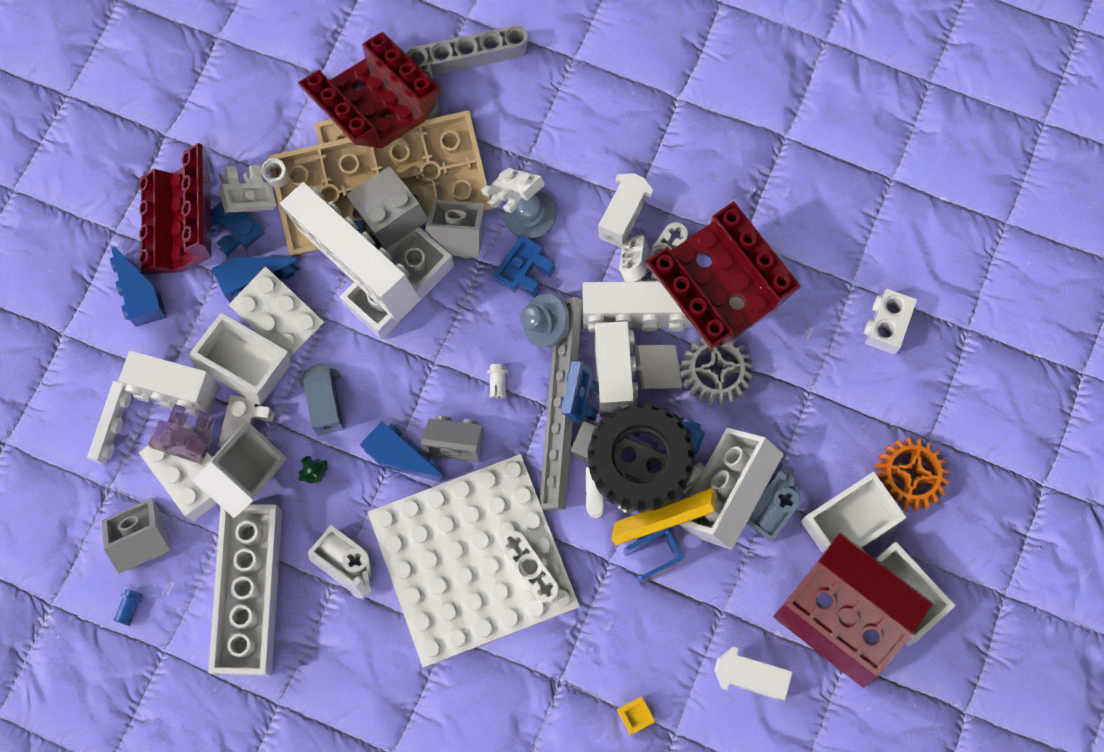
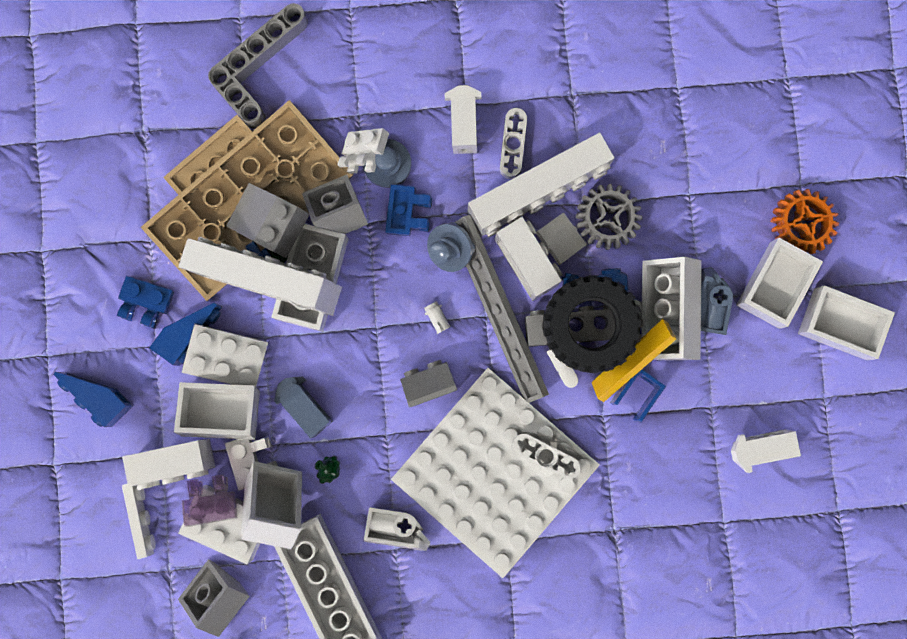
camera: 30 degrees left, 10 degrees up
(176, 215) = (92, 317): dark red slope -> none
(247, 196) = (143, 270): white plate -> none
(268, 166) = (147, 239): white beam -> none
(392, 87) = (212, 114): dark red slope -> none
(393, 453) = (383, 420): blue slope -> none
(577, 391) = (507, 287): blue plate -> none
(633, 258) = (496, 158): white beam -> none
(635, 715) = (688, 526): yellow plate -> none
(740, 268) = (591, 124): dark red slope -> none
(863, 599) = (826, 346): dark red slope -> none
(894, 323) = (732, 104): white brick -> none

